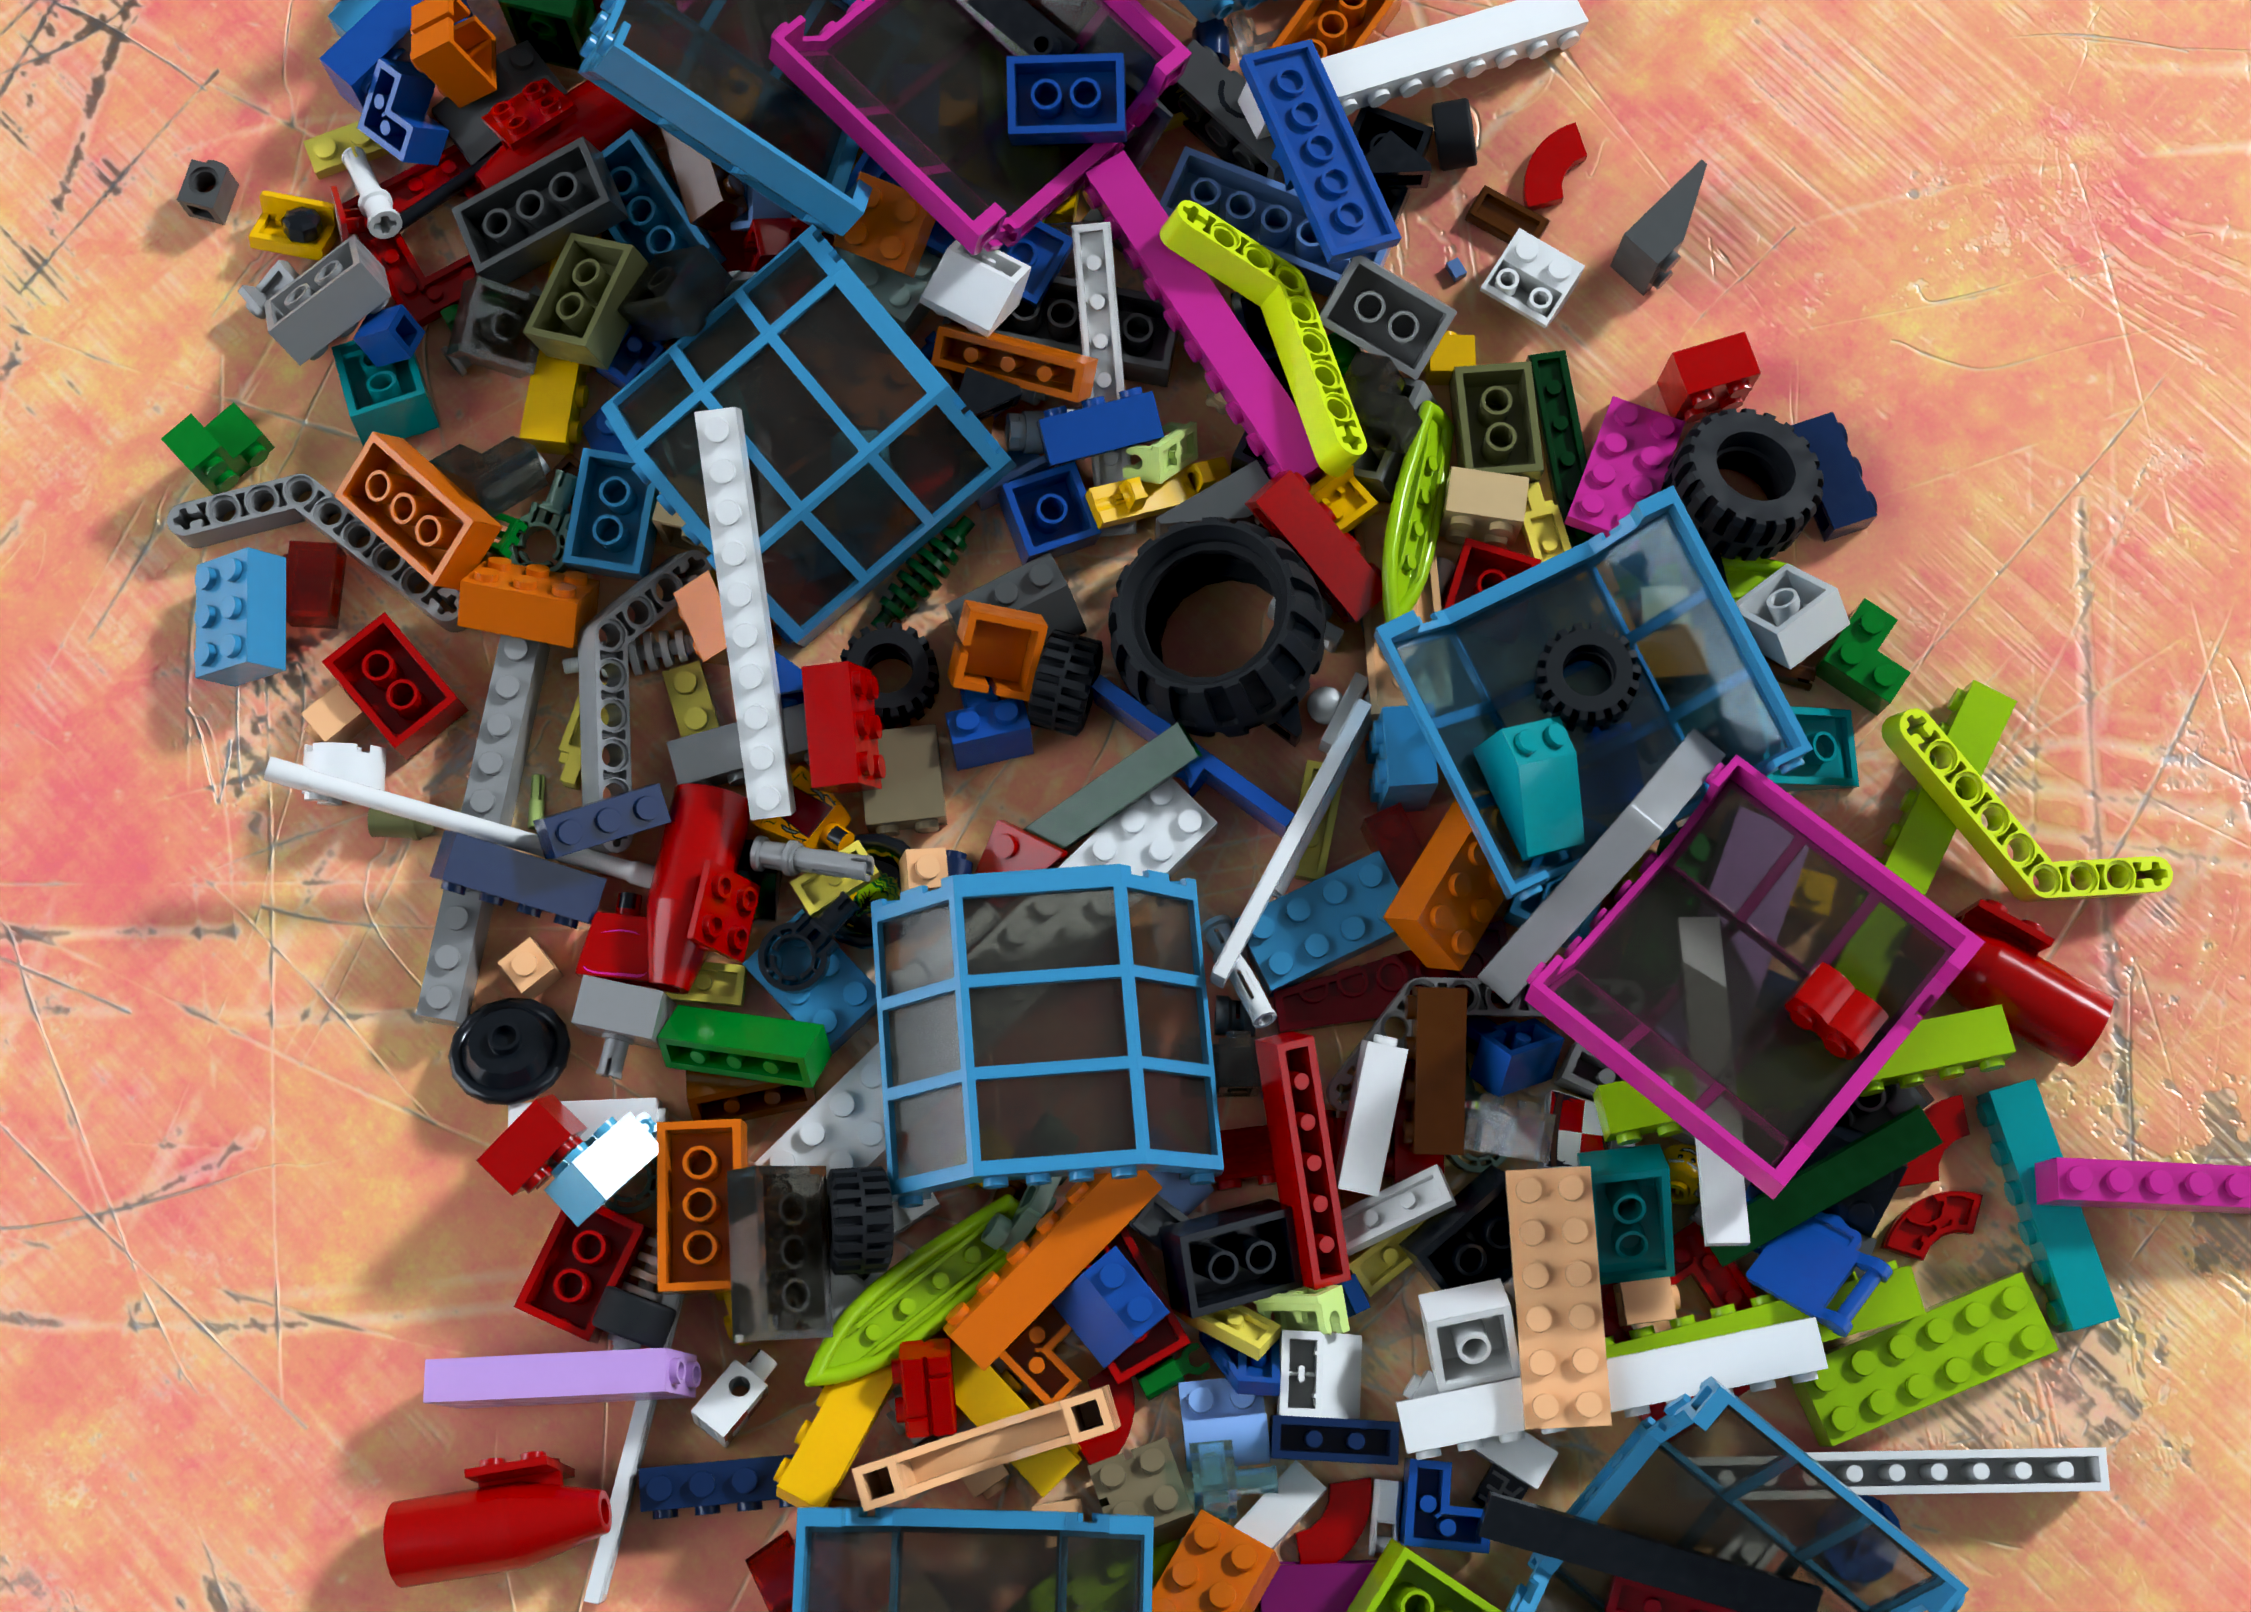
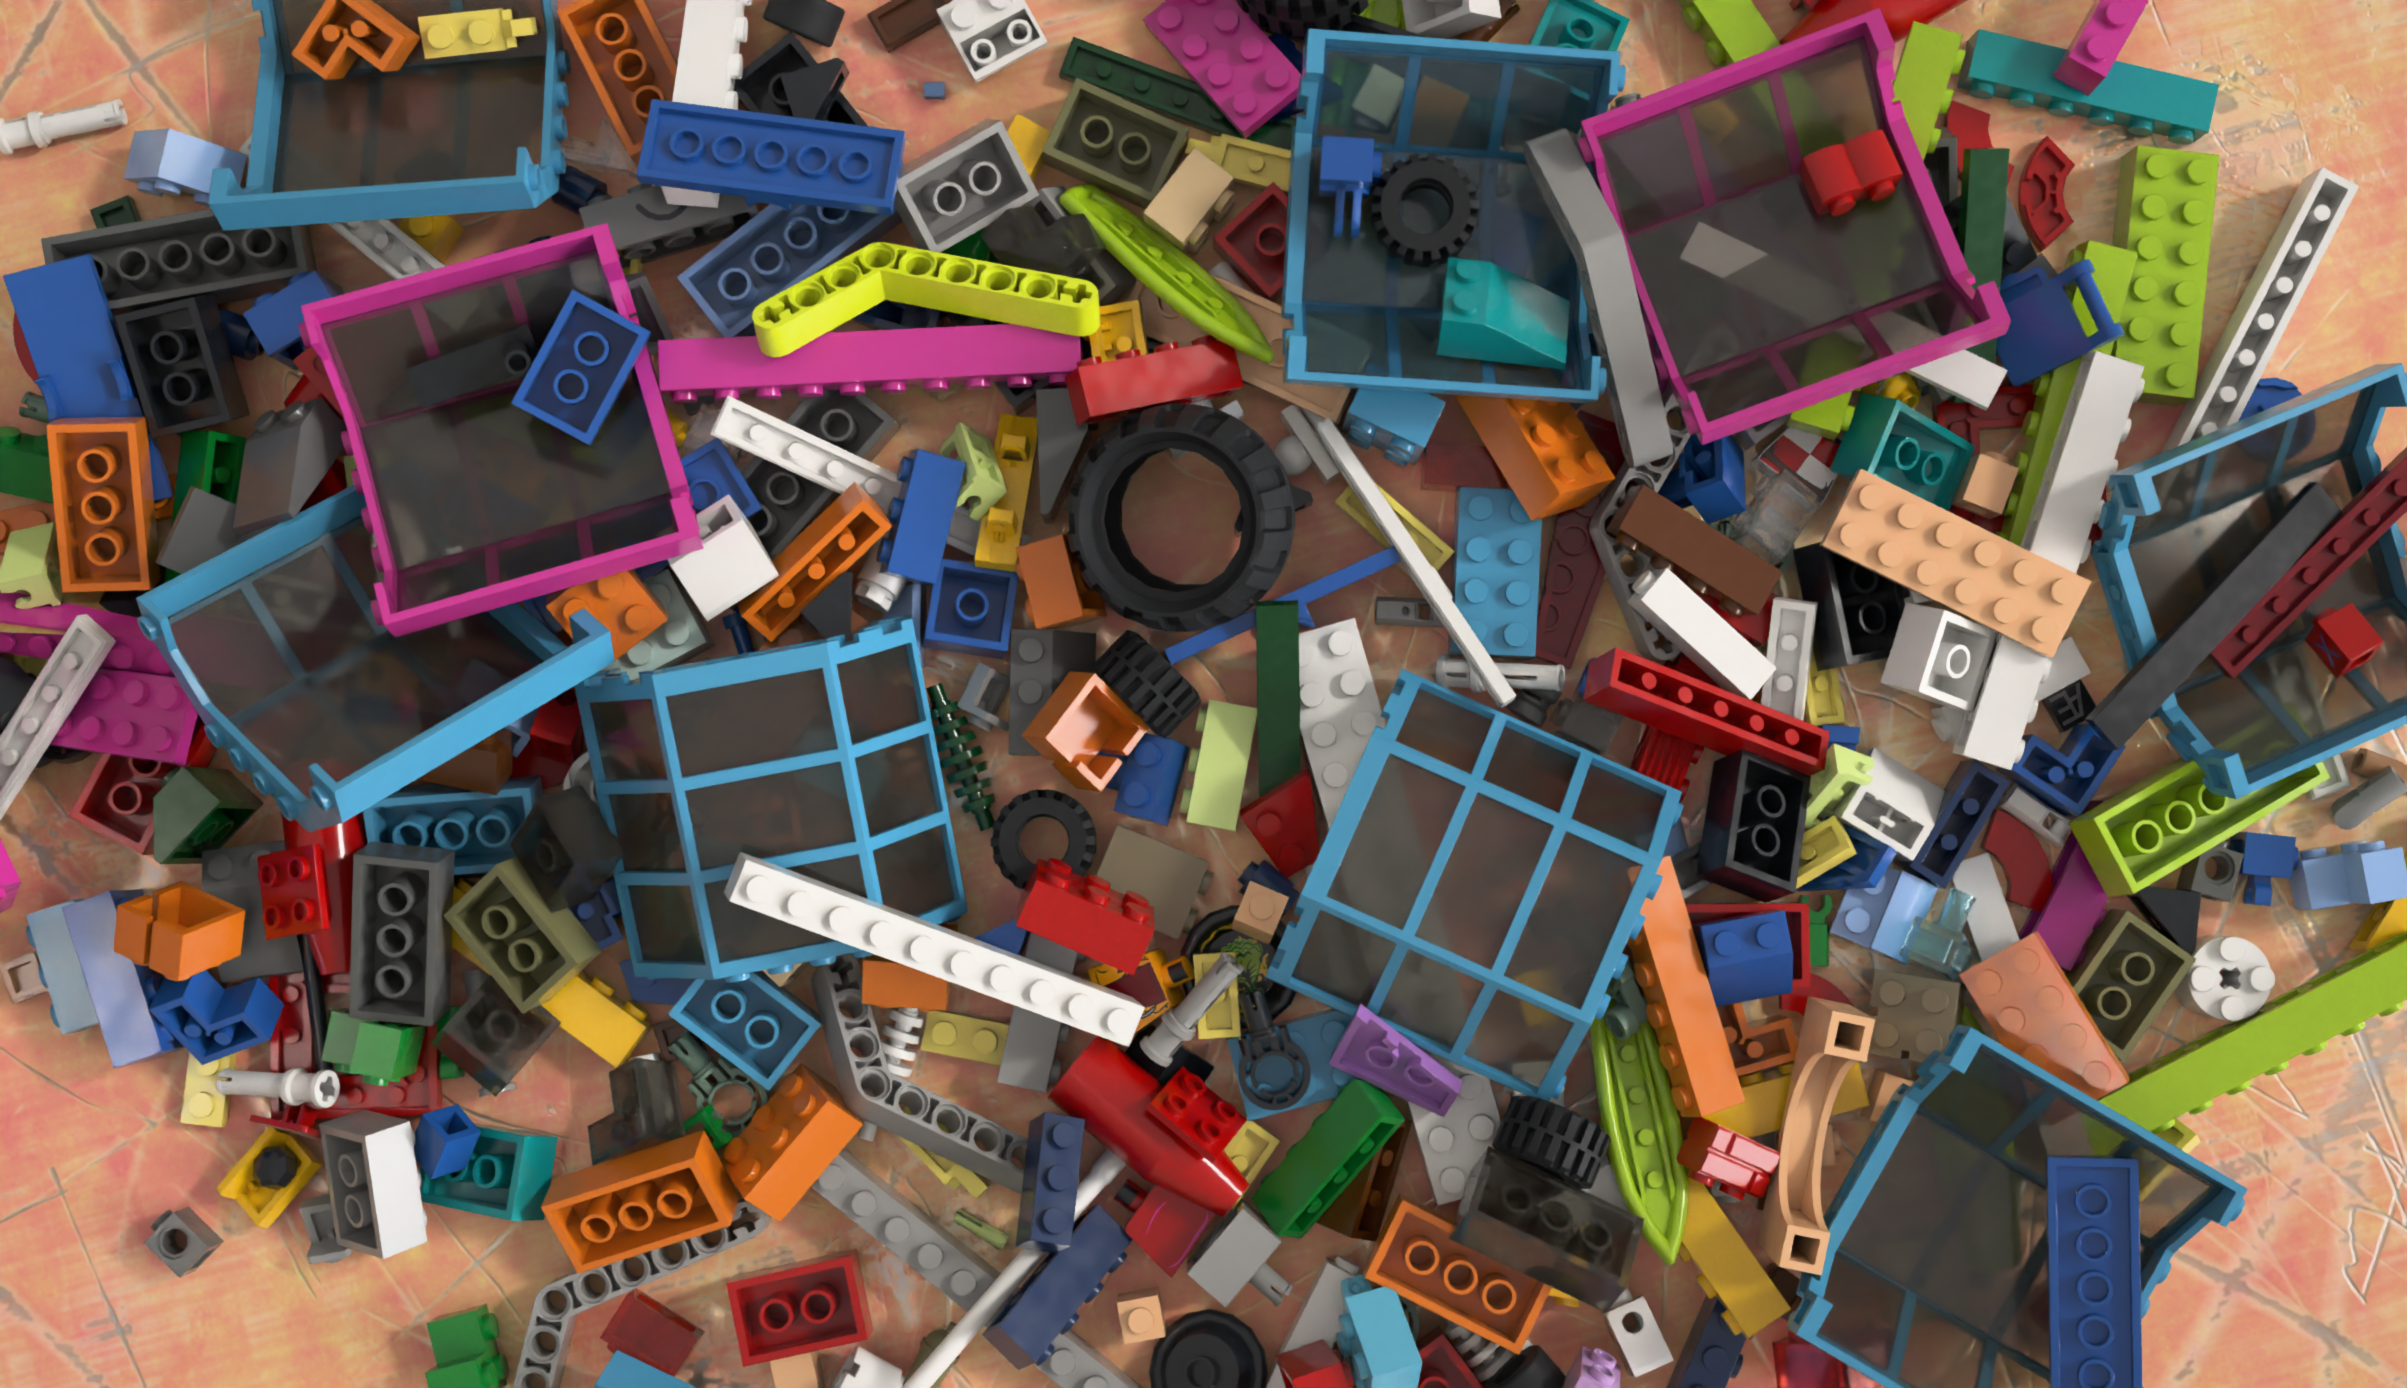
camera: 60 degrees left, 10 degrees up
(437, 245) = (372, 1048): none -> green brick
(854, 1049) = (1393, 1063): none -> medium lavender wing
(982, 564) = (983, 697): none -> light grey bracket
(1030, 784) = (1219, 765): none -> yellowish green brick
(1097, 564) = (1055, 585): none -> orange brick
(1245, 864) = (1403, 612): none -> light grey bar
(1578, 595) = (1348, 172): none -> blue brick

